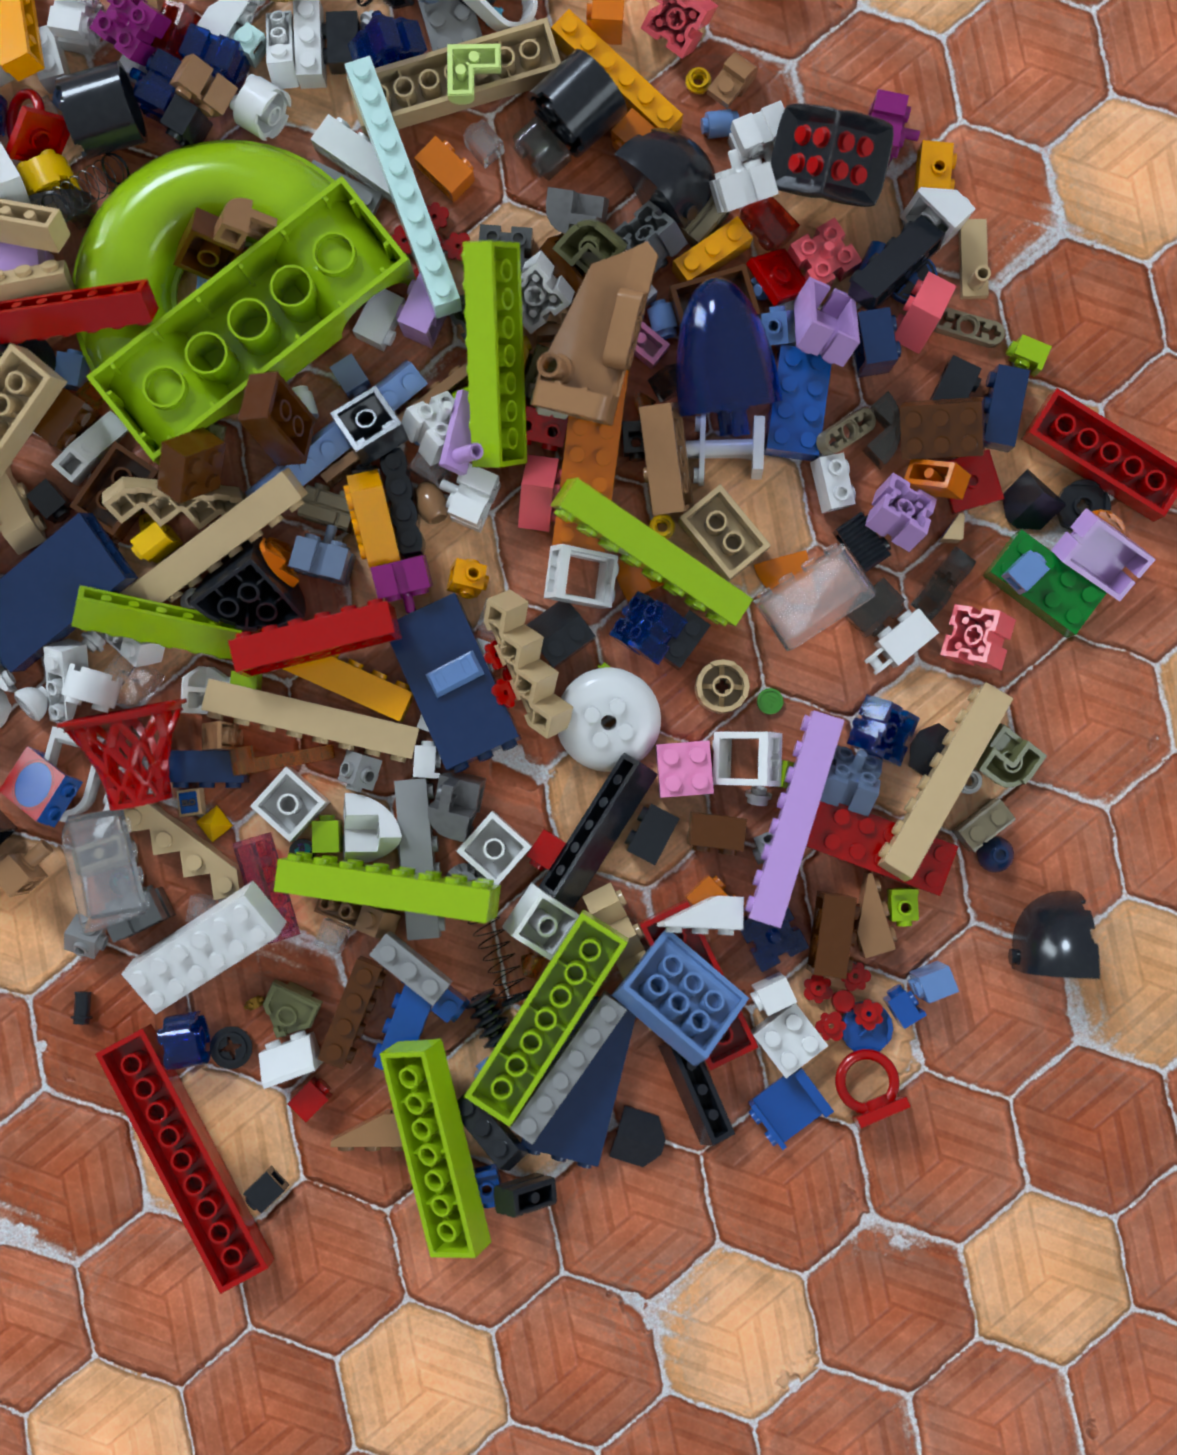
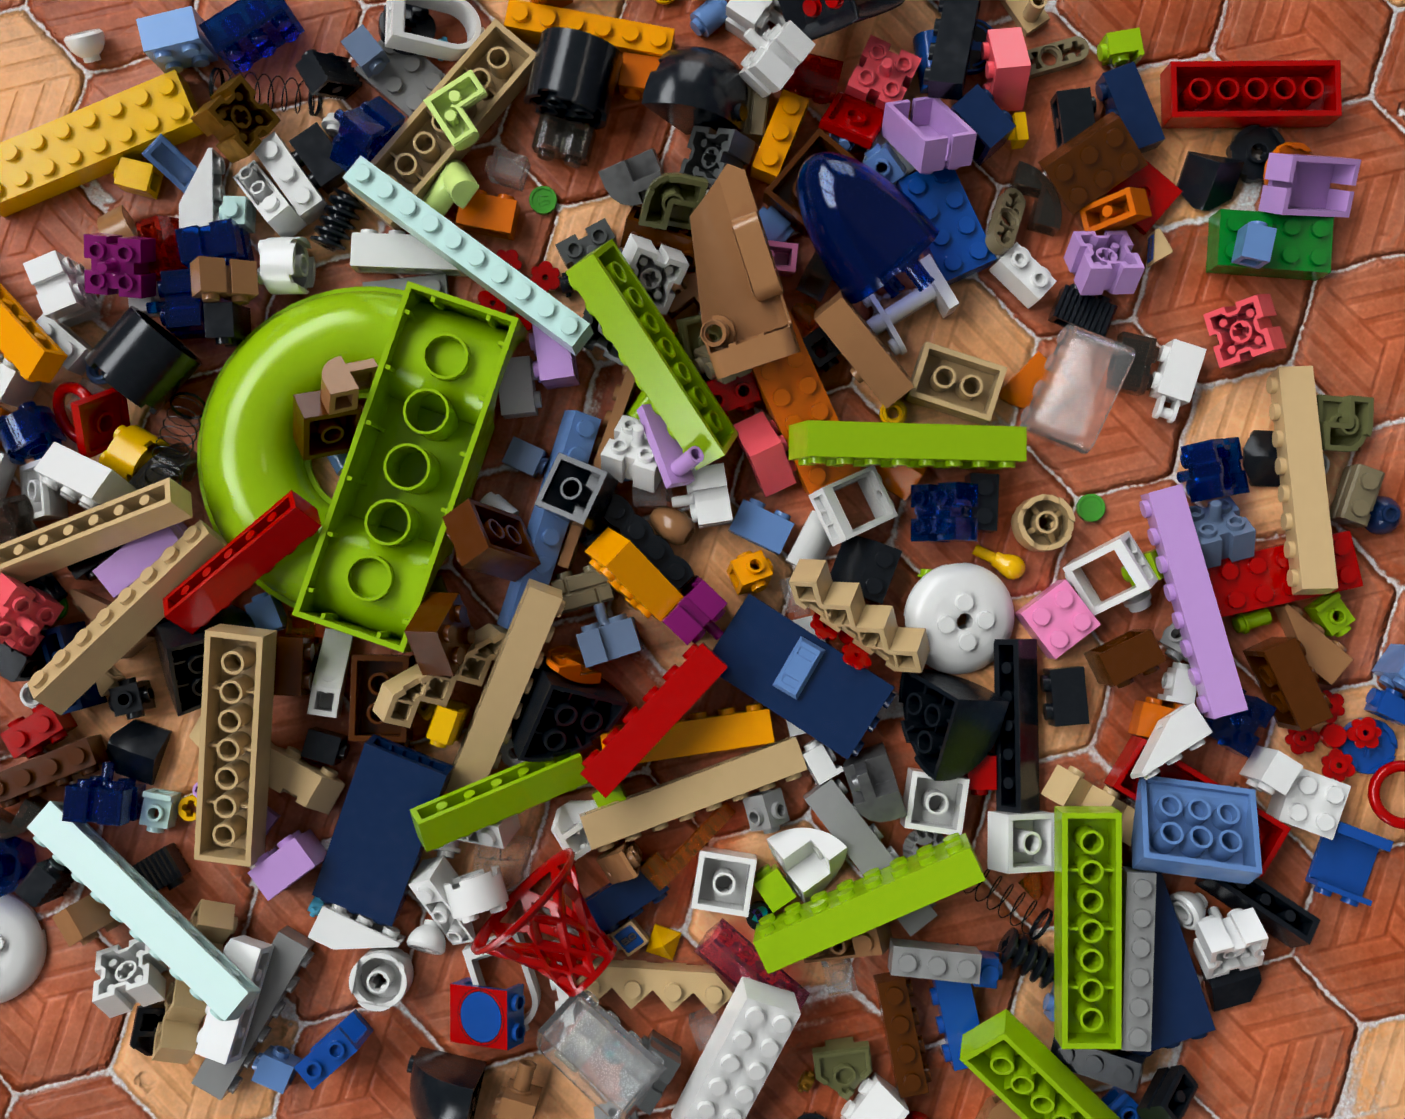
camera: 30 degrees left, 0 degrees up
(323, 99) = (337, 221): none -> black piece
(427, 128) = (452, 186): none -> yellowish green brick
(496, 185) = (543, 200): none -> bright green piece
(500, 548) = (761, 526): none -> medium blue brick
(530, 585) = (811, 541): none -> white brick
(546, 793) = (949, 722): none -> black brick
(640, 1061) = (1189, 908): none -> white brick
(653, 1105) = (1229, 941): none -> white brick
(675, 704) = (1008, 565): none -> yellow piece
(744, 882) = (1177, 685): none -> white brick
(837, 869) = (1245, 621): none -> lime pin
(903, 367) = (1020, 133): none -> yellow plate
(942, 583) = (1176, 307): clear smoke brick -> none

